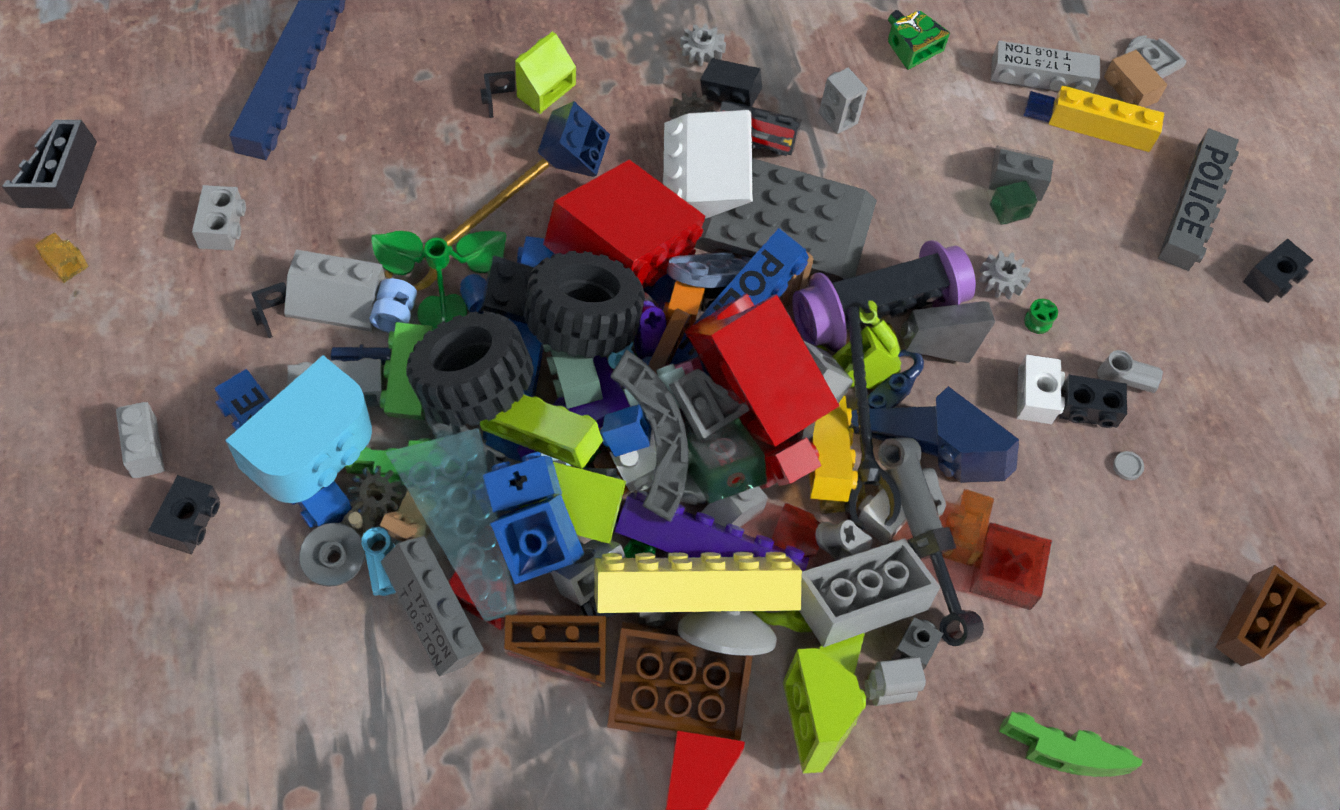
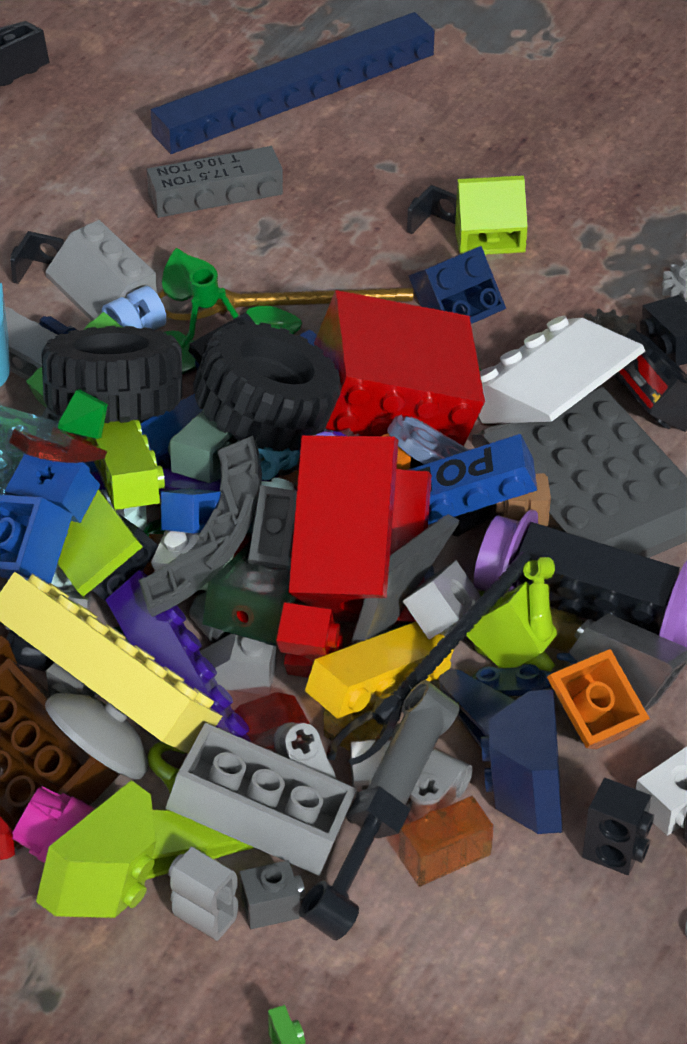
camera: 50 degrees right, 15 degrees down
(218, 218) = (74, 168): light grey brick -> none
(329, 163) = (215, 181): none -> dark grey brick
(499, 416) = (84, 415): none -> green slope
(505, 453) = (60, 447): none -> clear red slope
(768, 716) = (47, 820): none -> dark pink piece
(960, 369) = (598, 699): none -> orange slope
(1011, 566) = (444, 898): clear red brick -> none
(1047, 443) = (618, 827): none -> black brick

